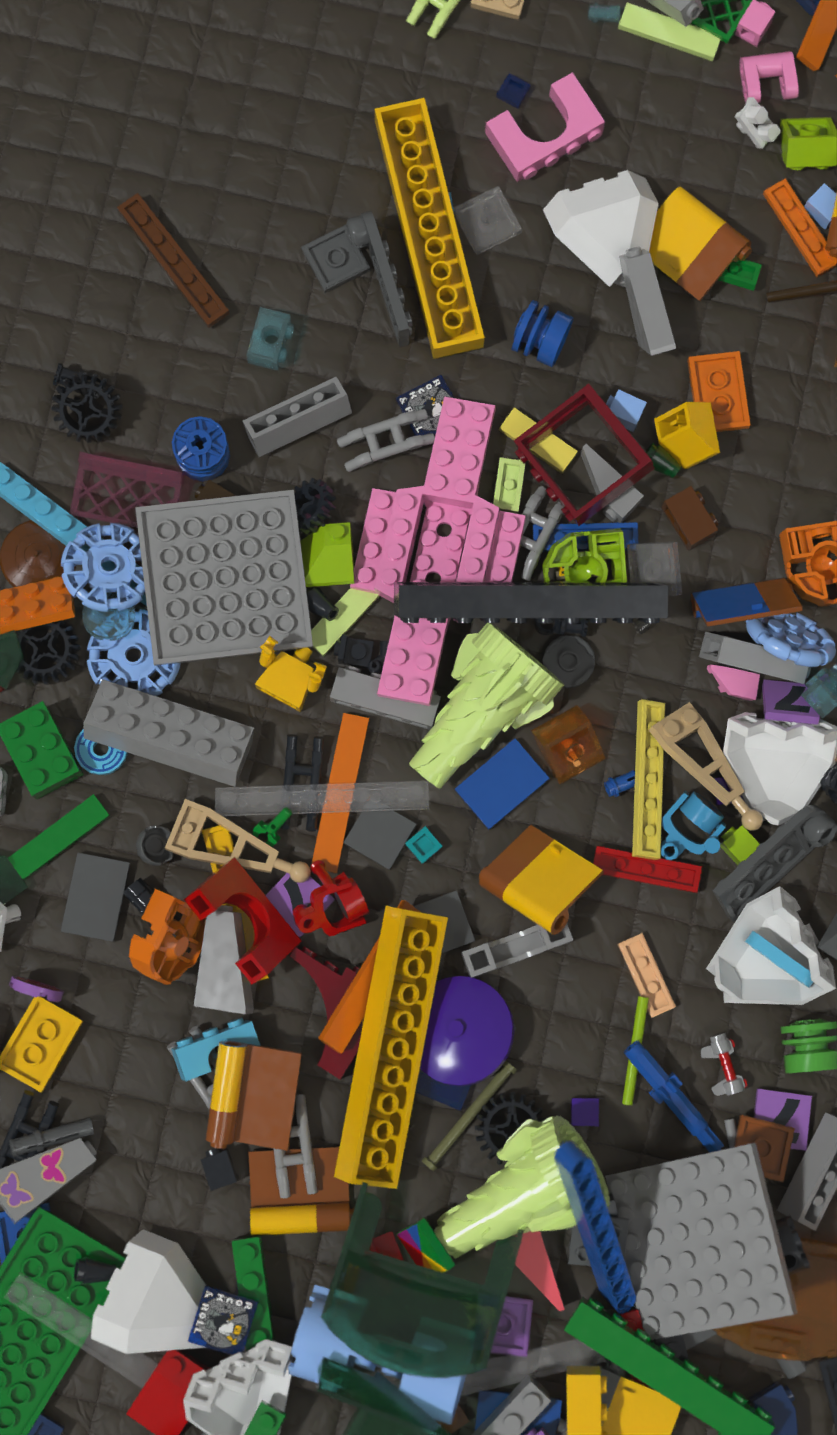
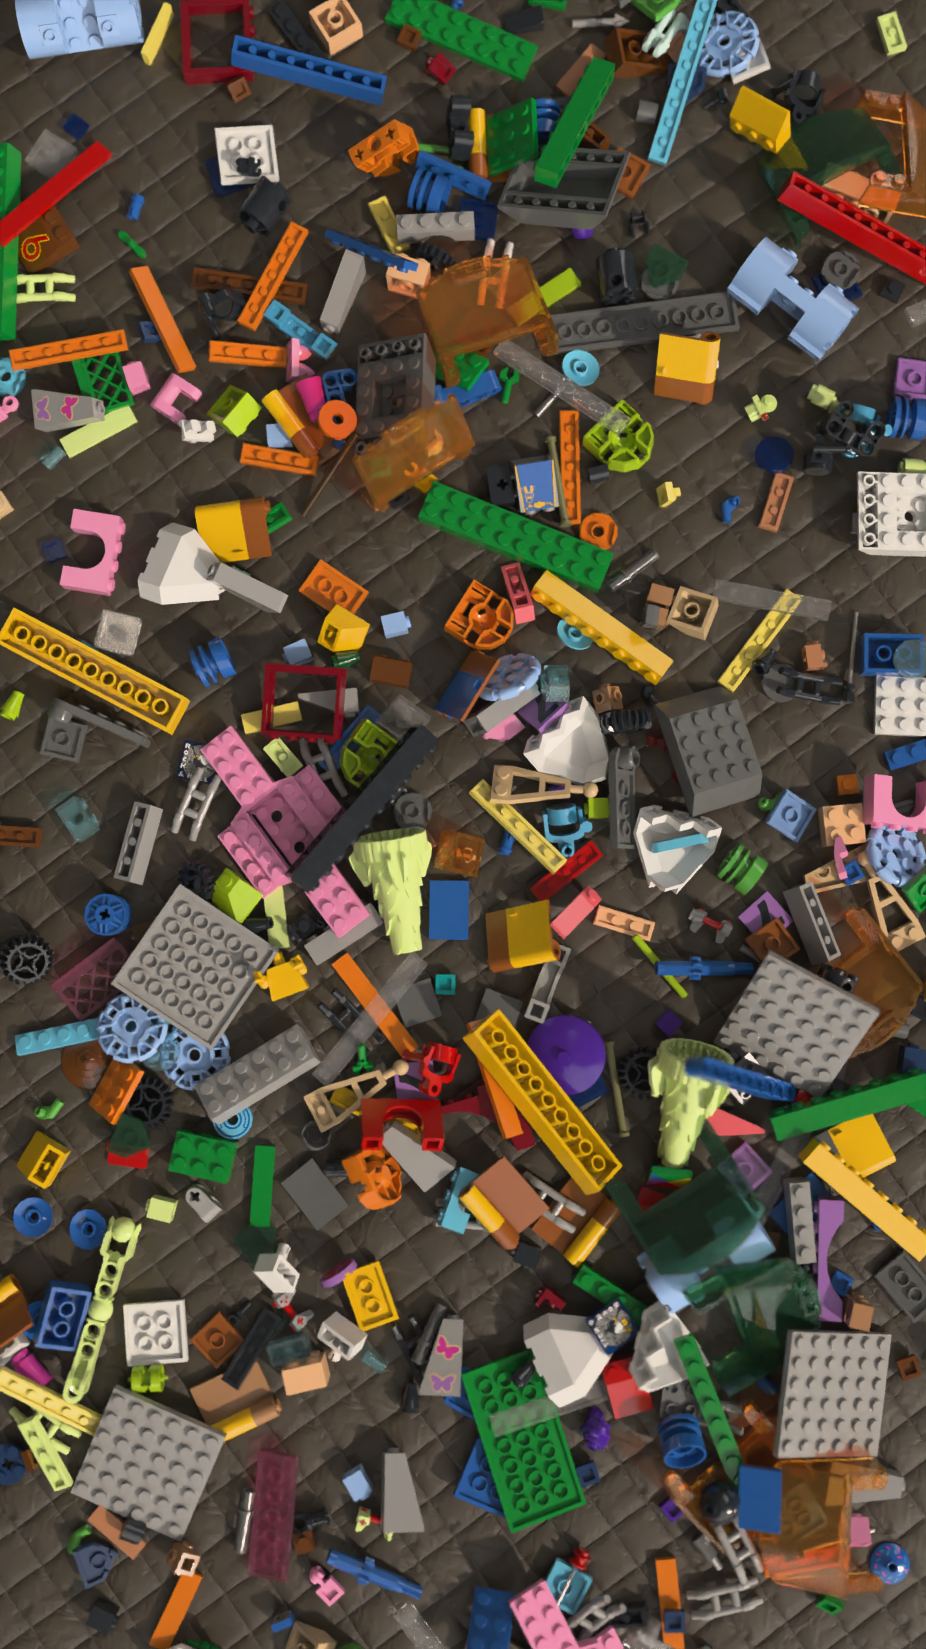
camera: 45 degrees left, 5 degrees up
(98, 1401) = (595, 1430): none -> dark purple head
(197, 1237) = (552, 1297): none -> dark red bracket
(324, 181) = (12, 706): none -> lime cone
(615, 912) = (575, 911): none -> coral slope
(741, 481) = (395, 624): none -> light blue brick

